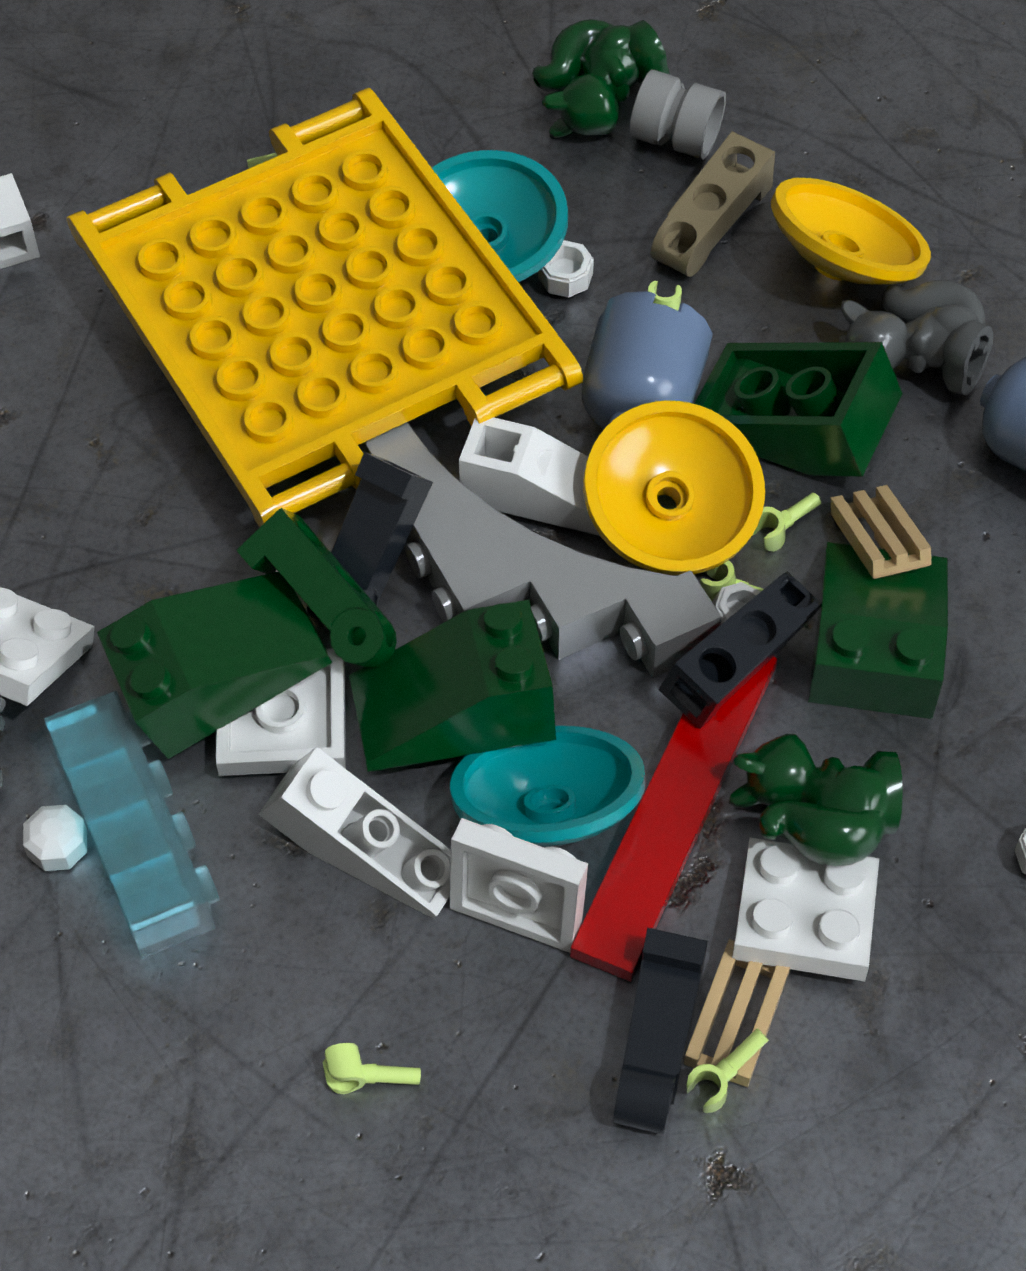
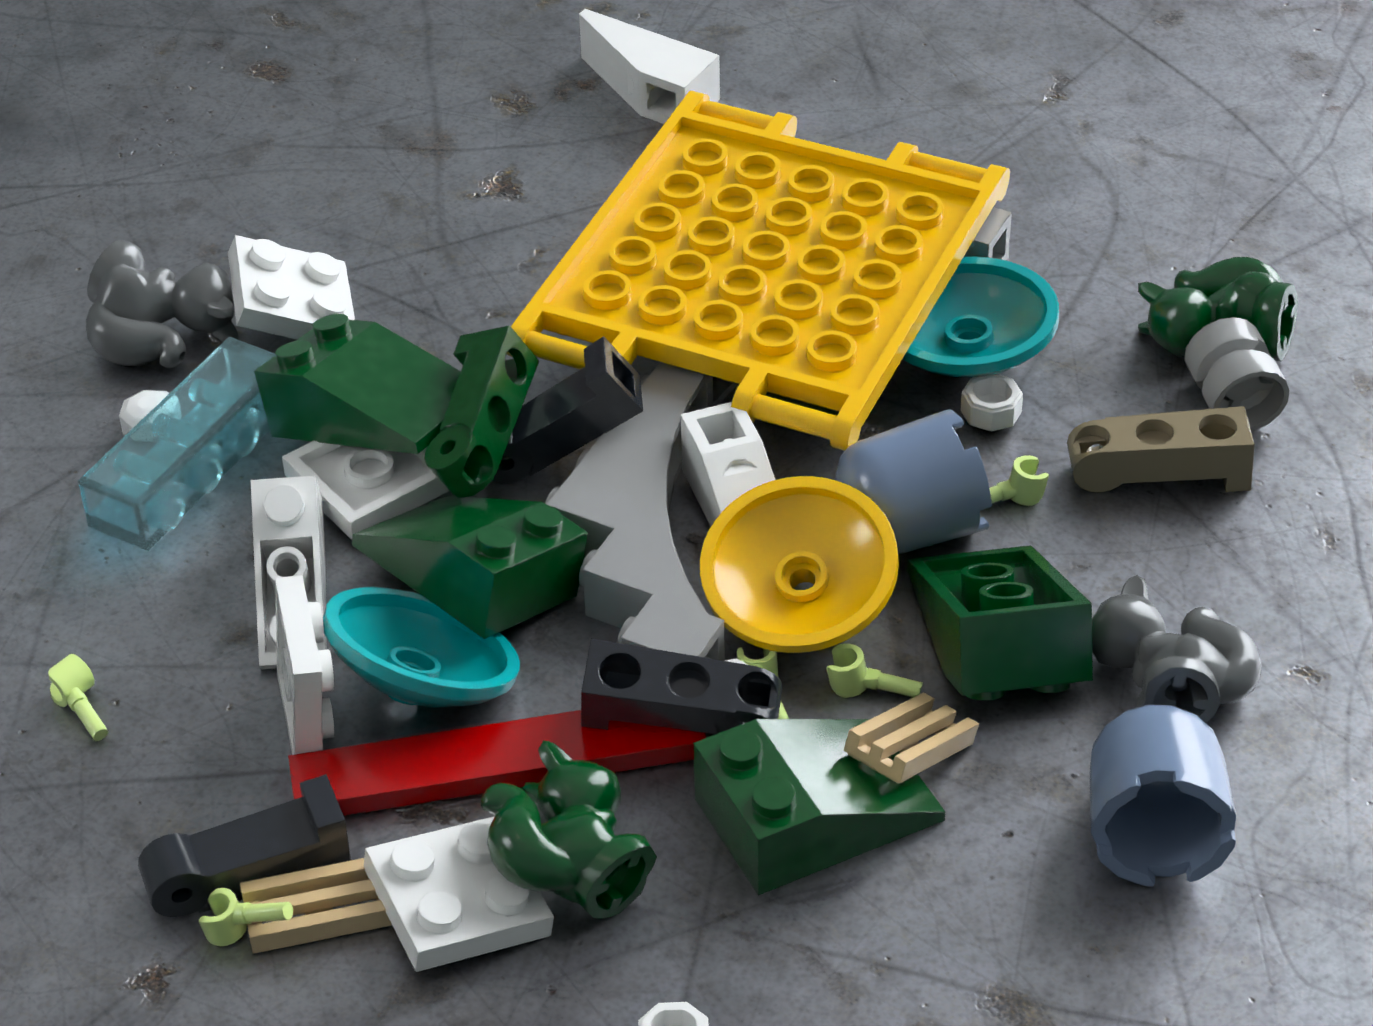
camera: 55 degrees right, 15 degrees down
(848, 233) = (1226, 540): yellow dish -> none

